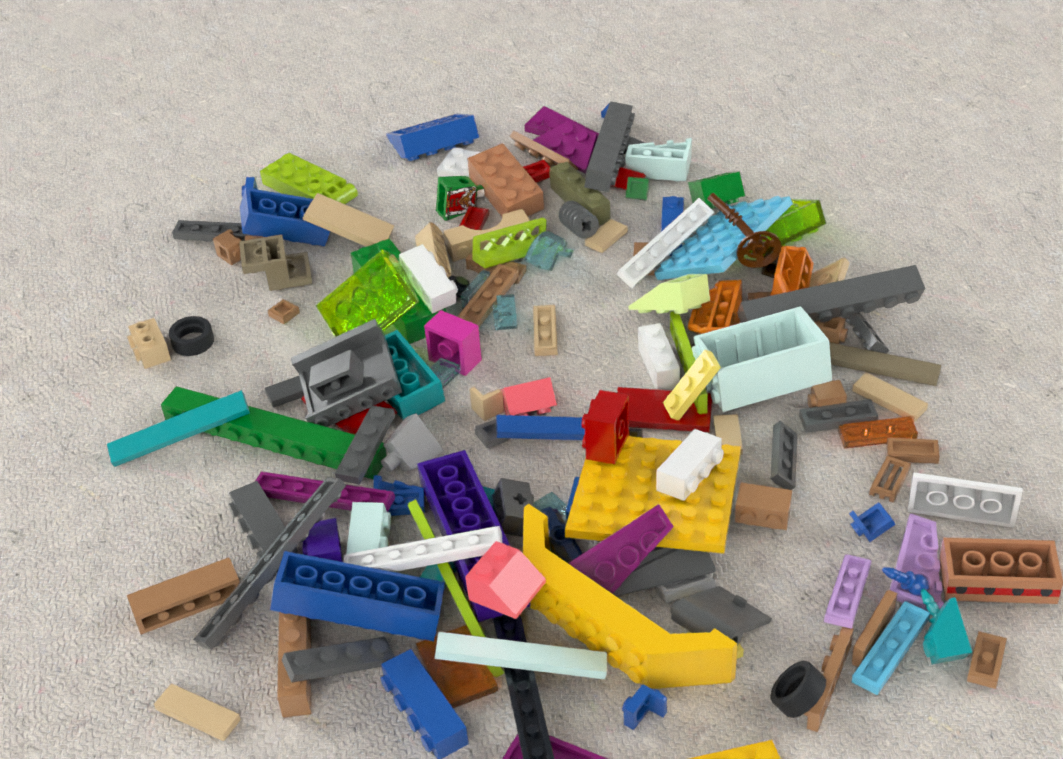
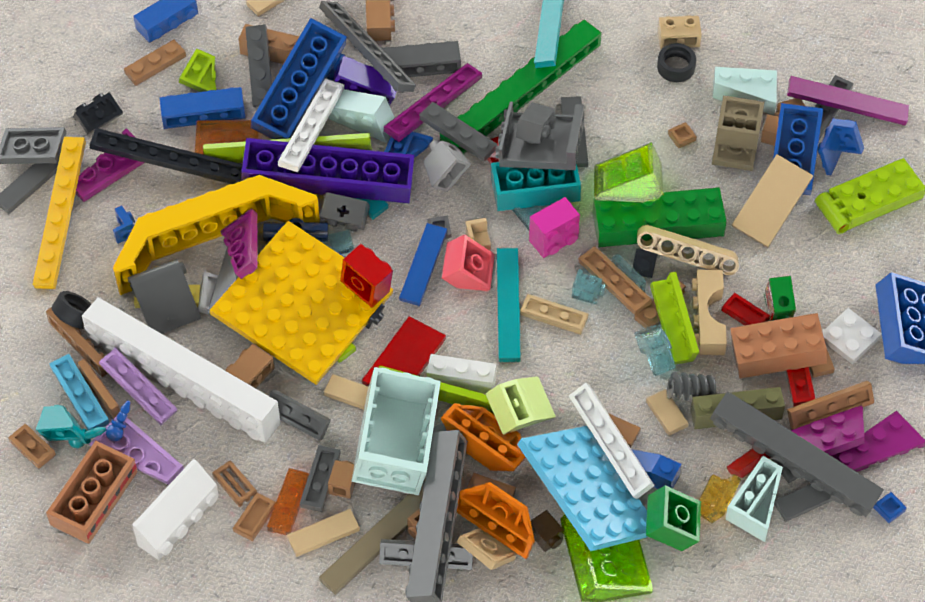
camera: 110 degrees right, 15 degrees up
(204, 215) = (847, 100): none -> magenta tile
(212, 276) = (747, 84): none -> light aqua wedge
(365, 733) = (200, 72): none -> lime wing
(428, 278) = (626, 216): white brick -> none
(504, 580) = (242, 150): coral slope -> none
(521, 655) = (197, 157): light aqua tile -> none
(552, 361) = (508, 305): none -> teal tile
(637, 188) = (726, 464): green tile -> none
(672, 178) = (717, 496): none -> clear yellow bracket
(689, 464) = (298, 318): white brick -> none
(691, 385) = (389, 359): light yellow plate -> none
(755, 239) = (532, 480): reddish brown dish -> none
(807, 556) = (182, 370): none -> white brick
(872, 522) = (194, 437): blue bracket -> none

